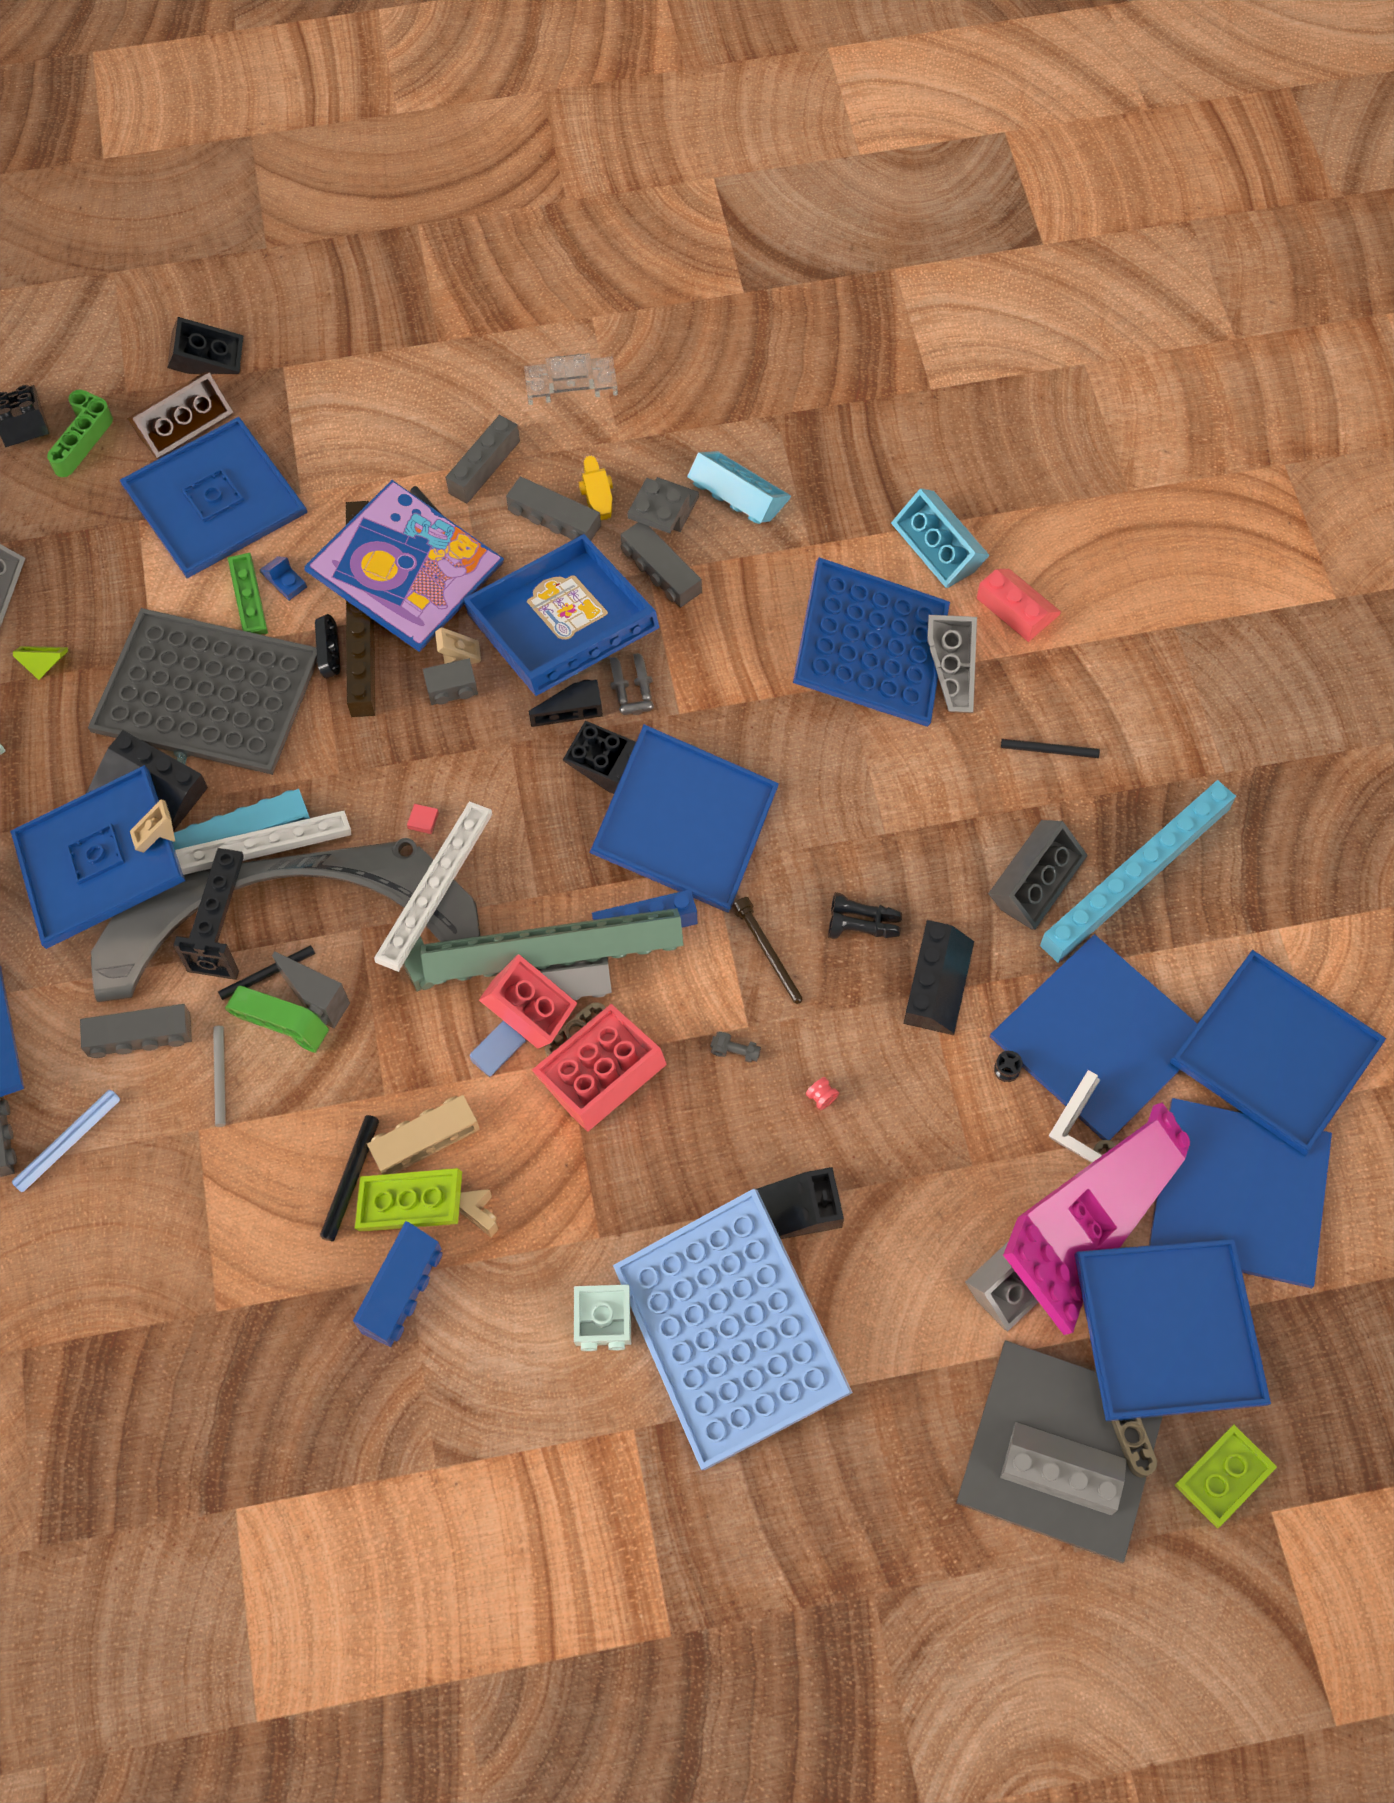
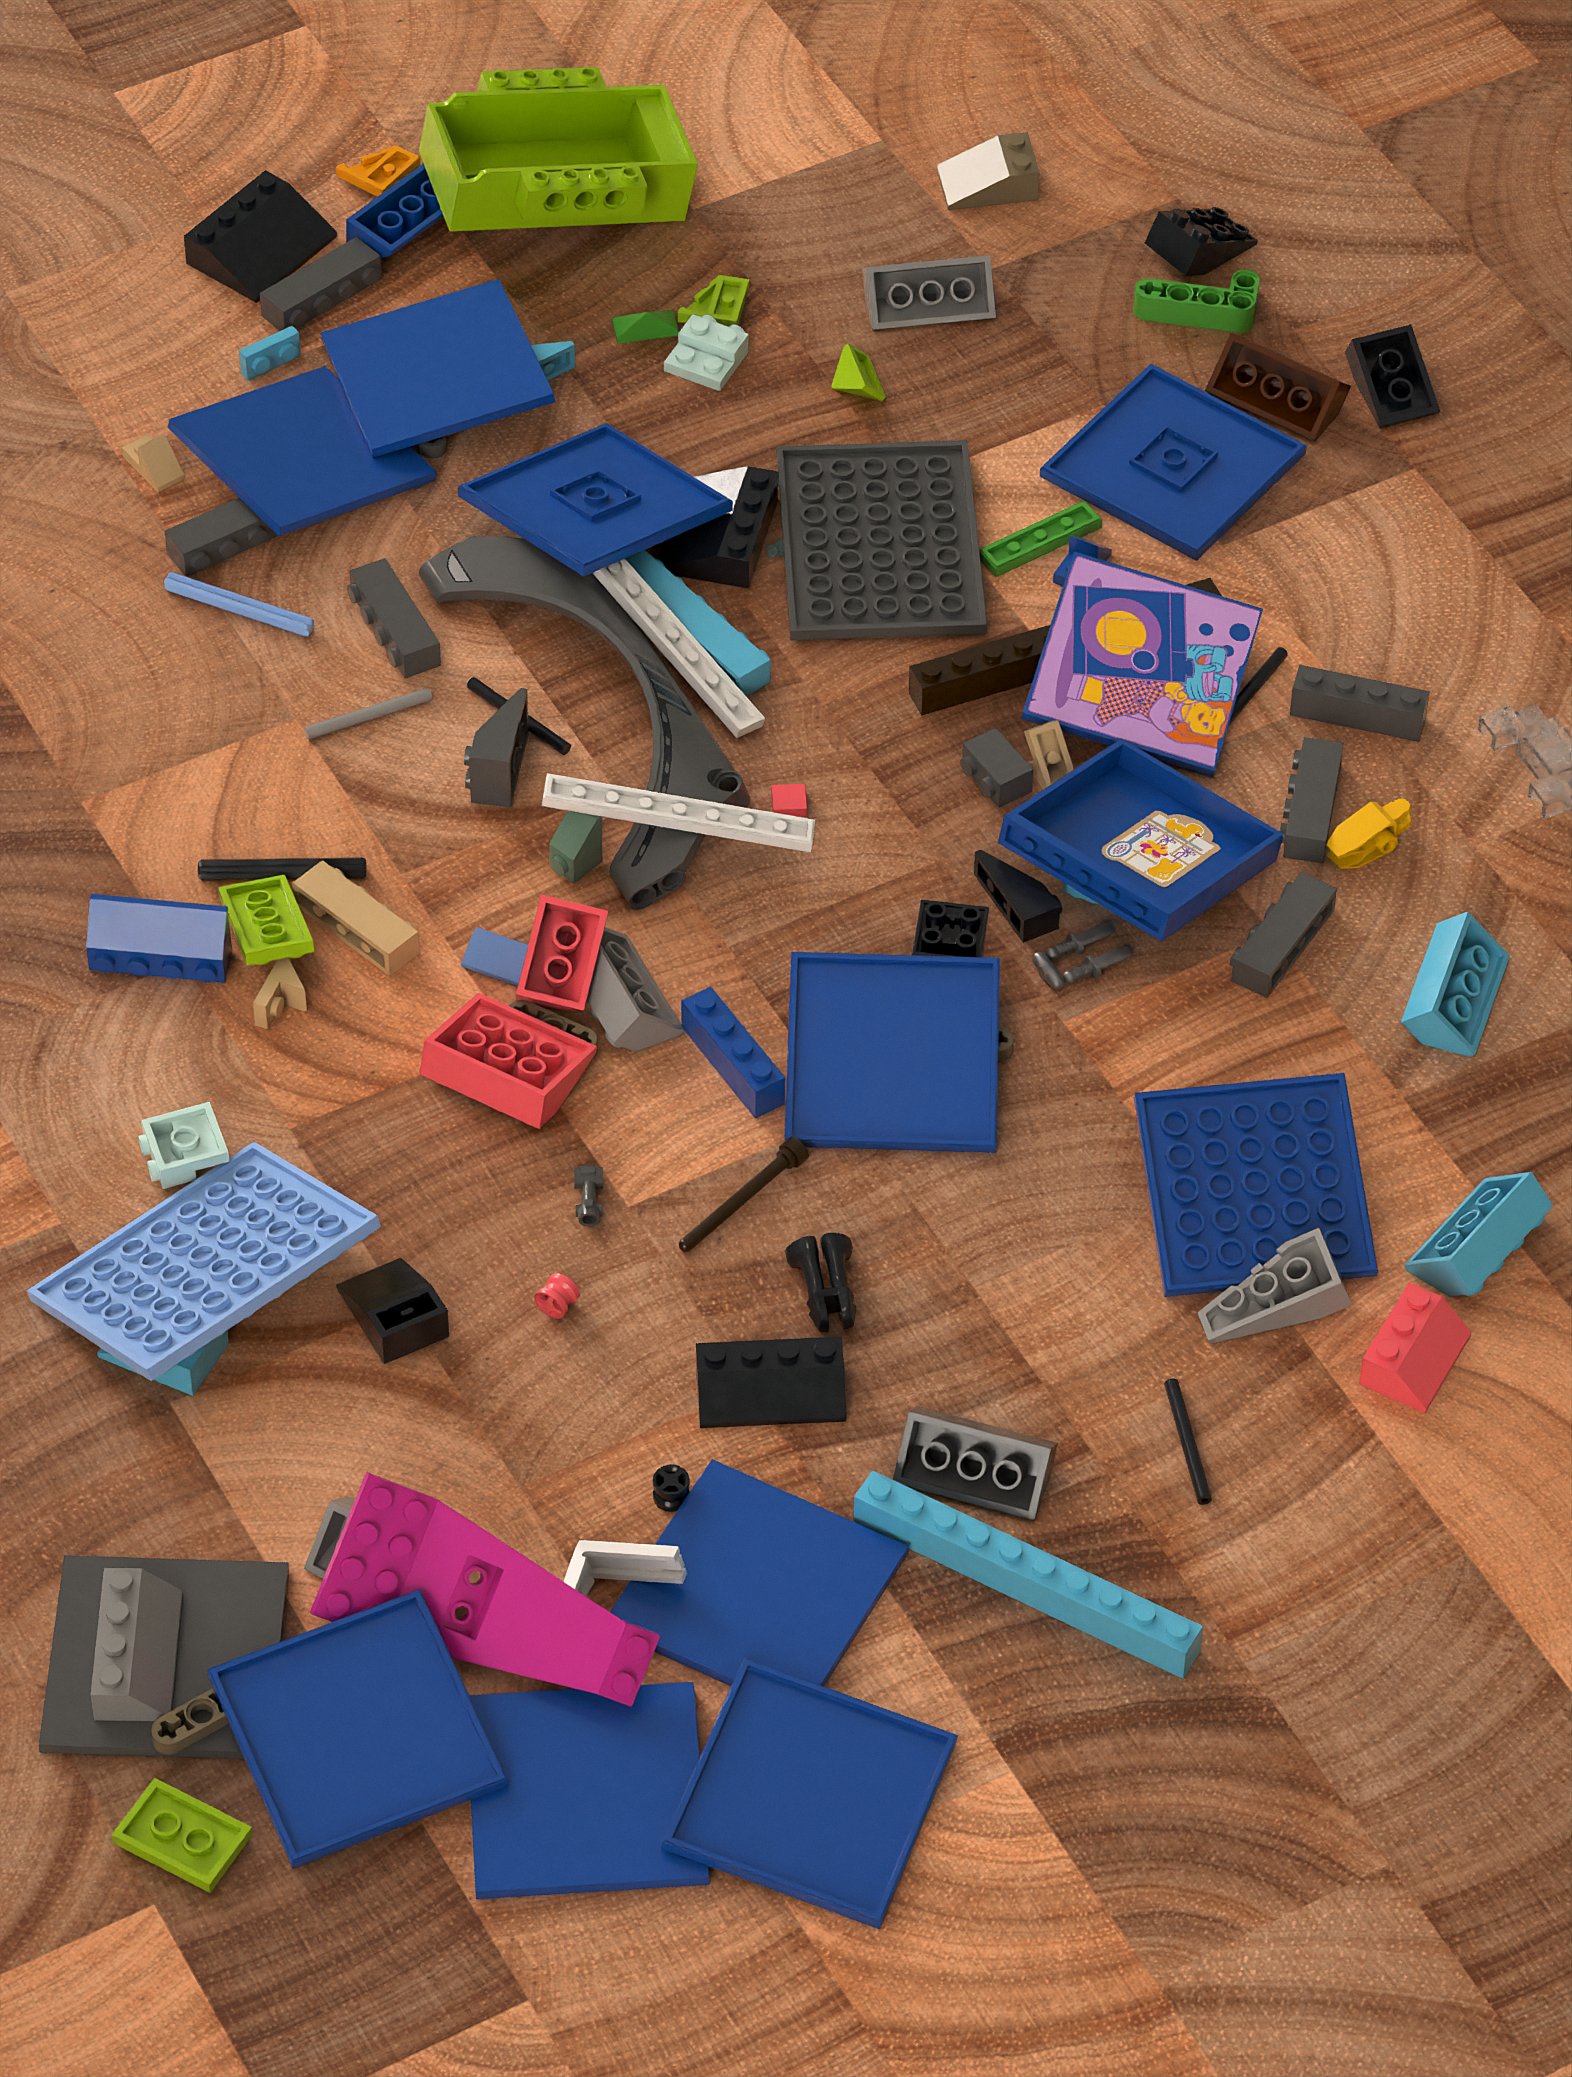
camera: 70 degrees right, 15 degrees down
(152, 826) = (641, 524): tan slope -> none
(201, 950) = (554, 616): black bracket -> none
(278, 1016) = (454, 732): bright green beam -> none
(327, 646) = (980, 628): black beam -> none
(552, 945) = (645, 955): sand green brick -> none
(663, 505) = (1383, 918): dark grey bracket -> none

